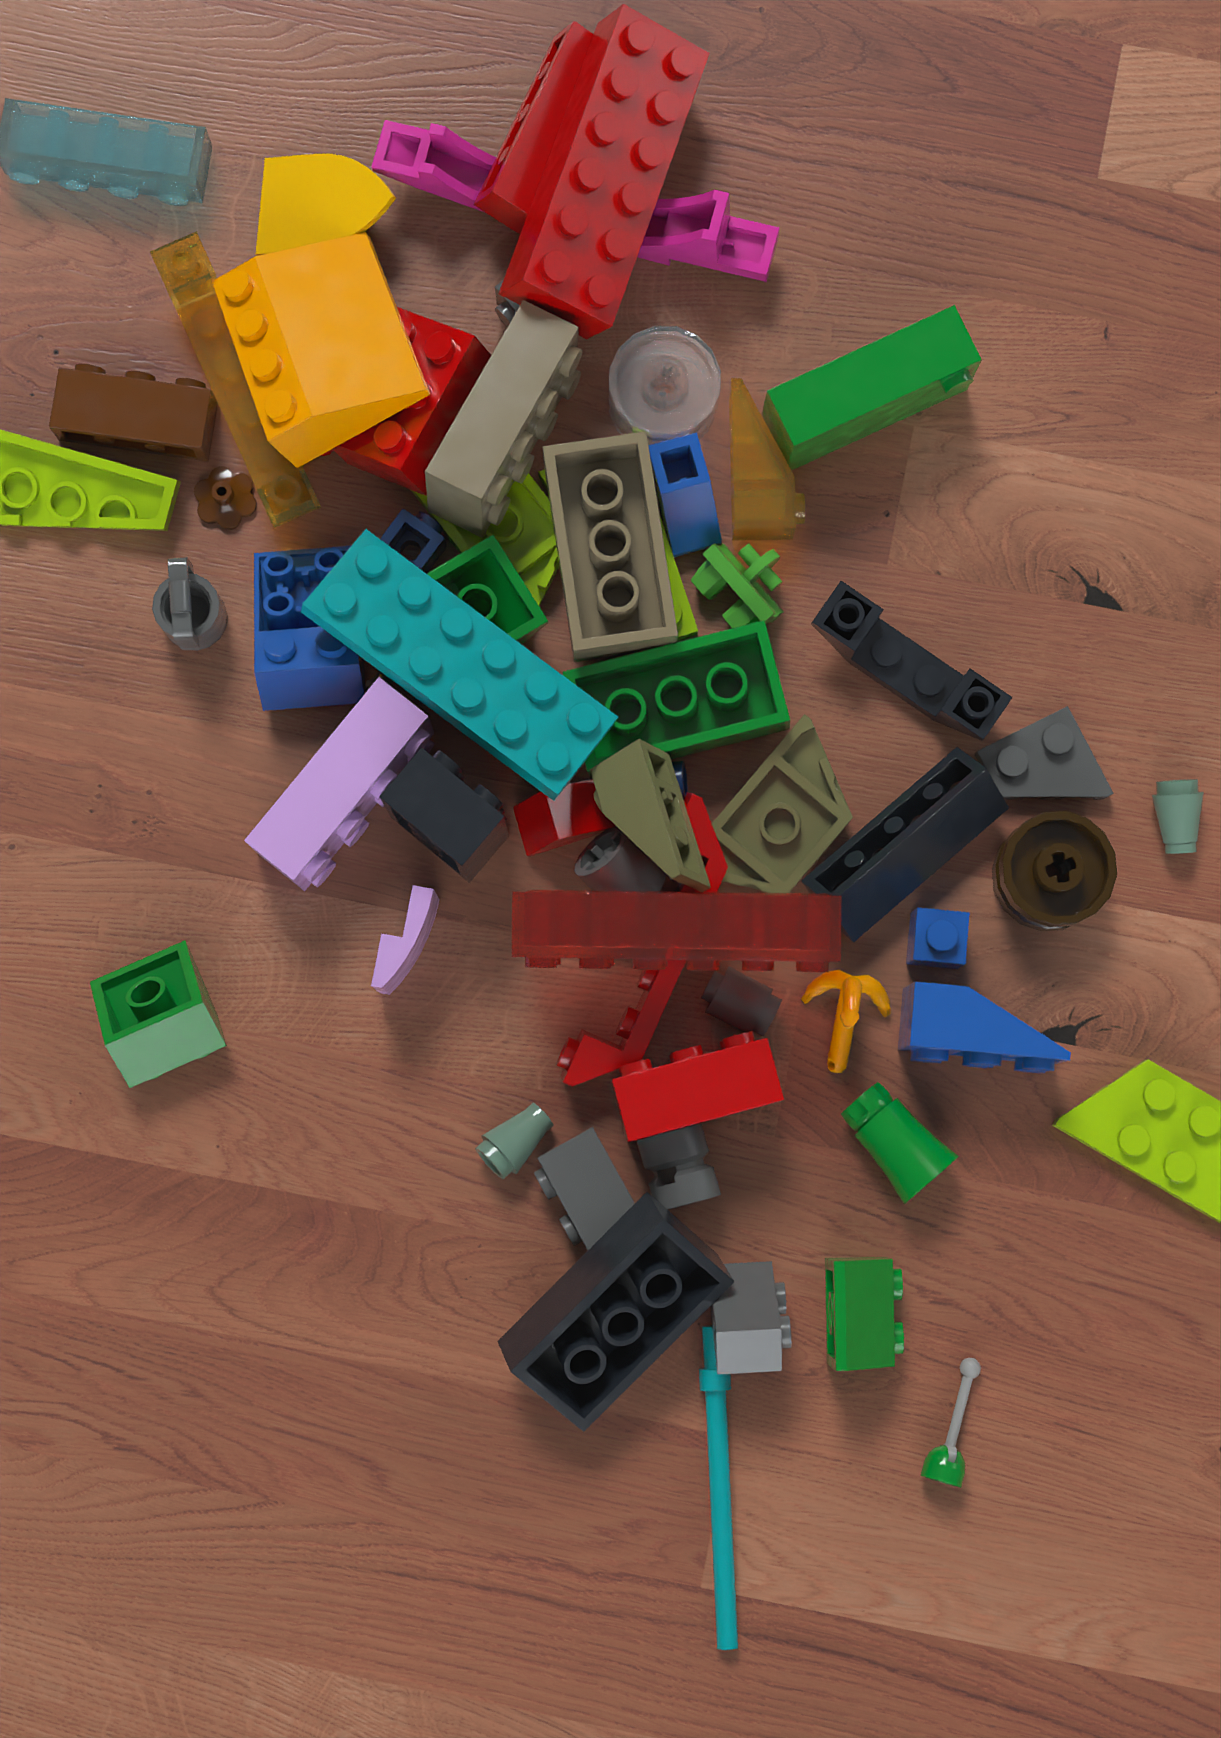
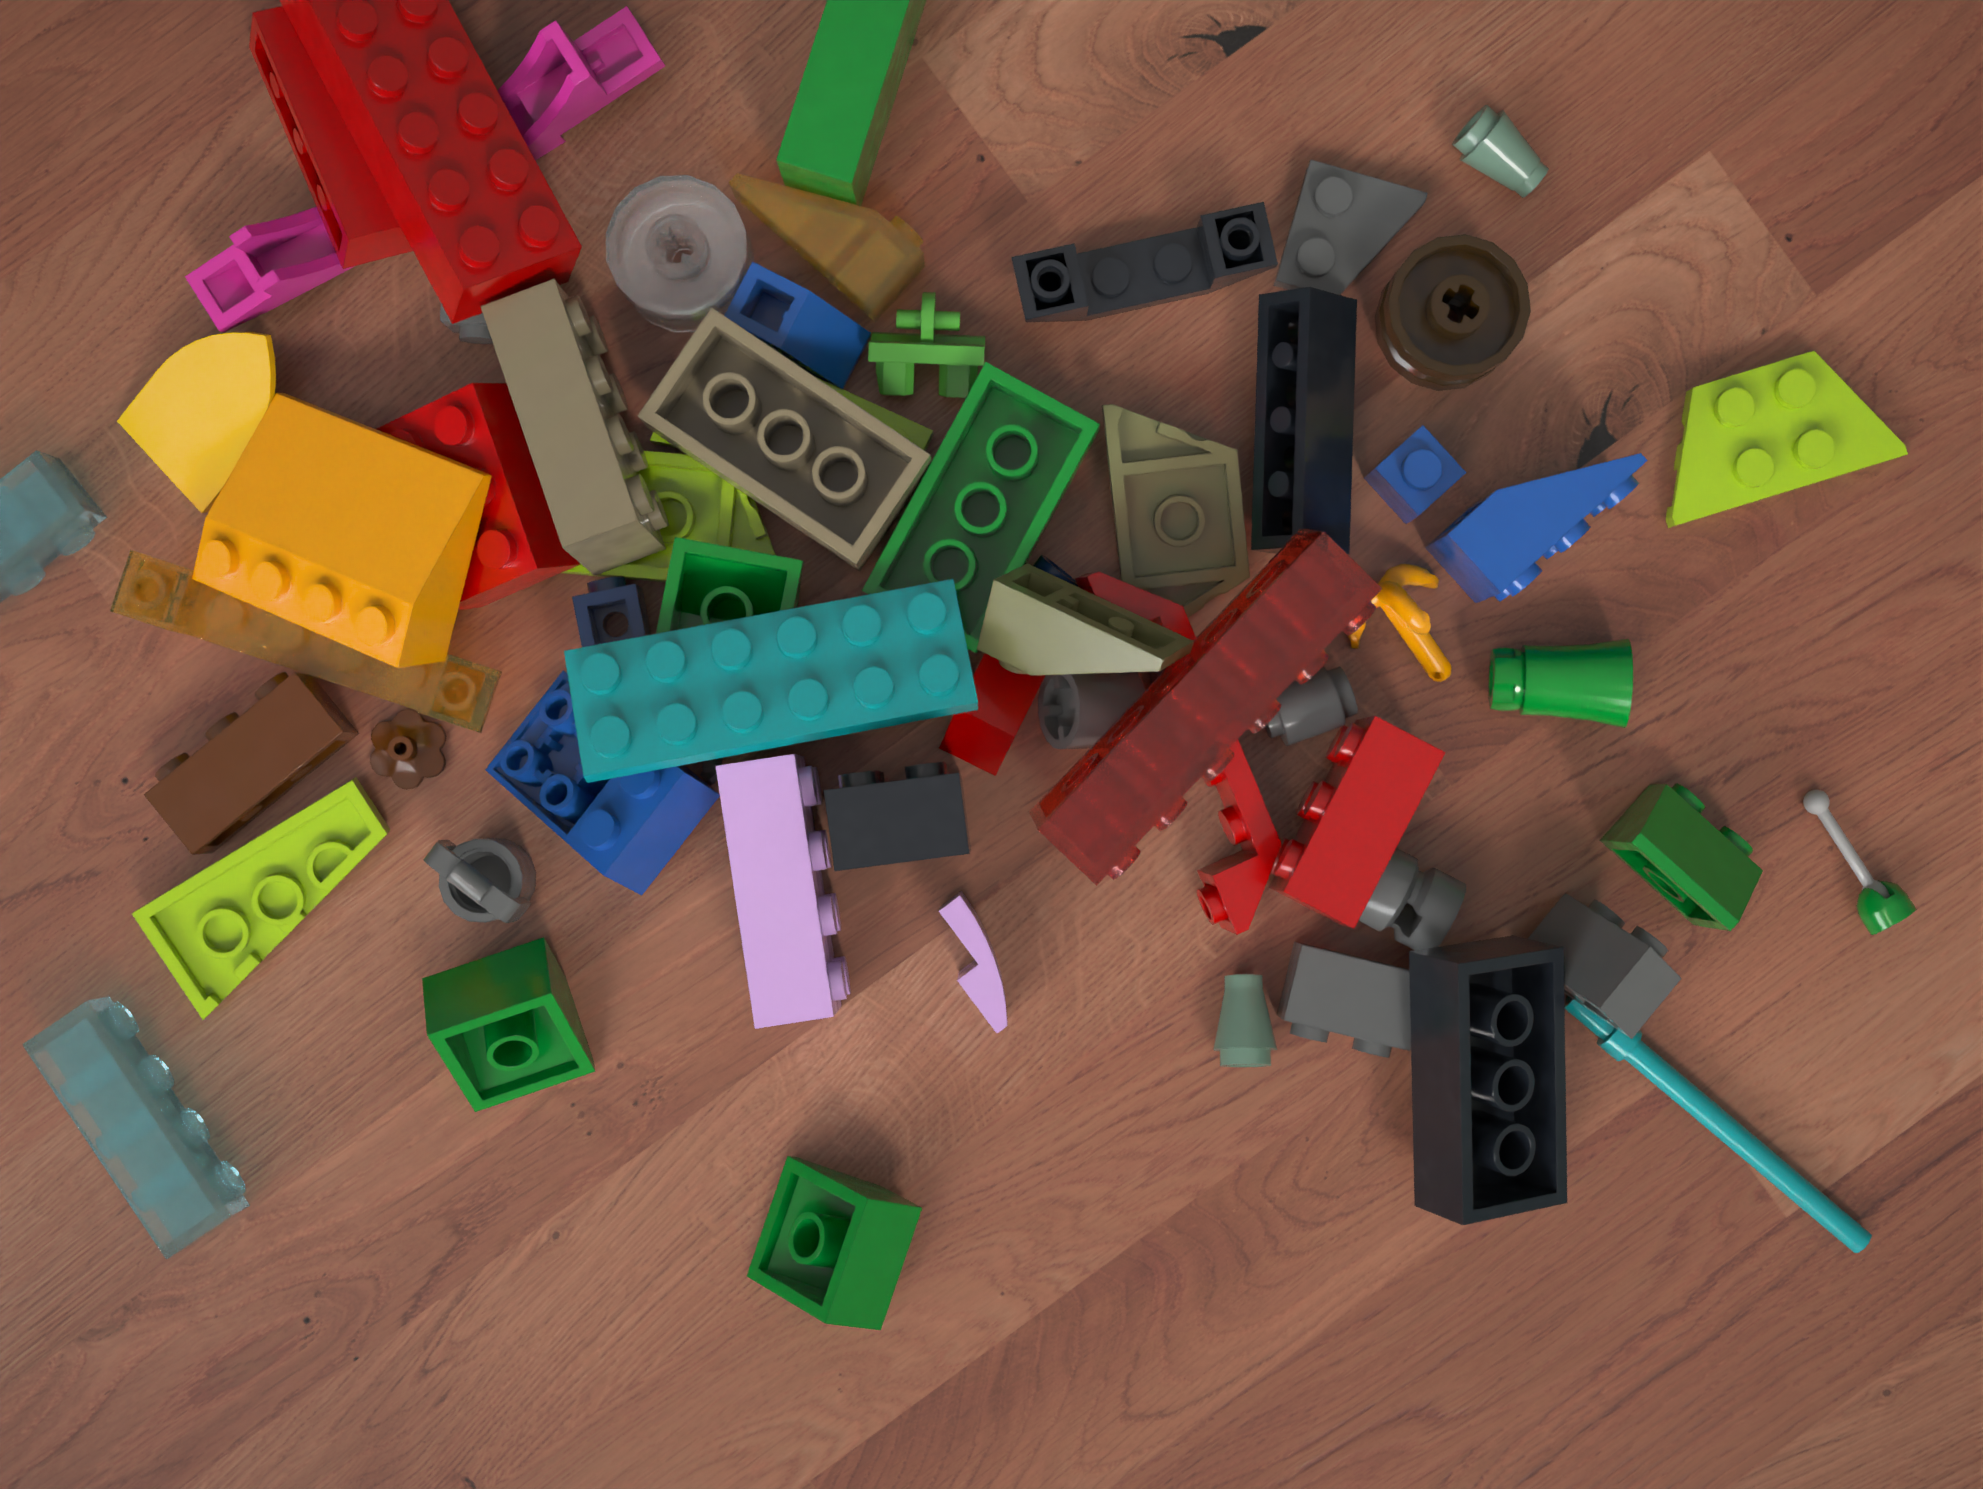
camera: 45 degrees left, 5 degrees up
(113, 701) = (506, 1025): none -> green slope

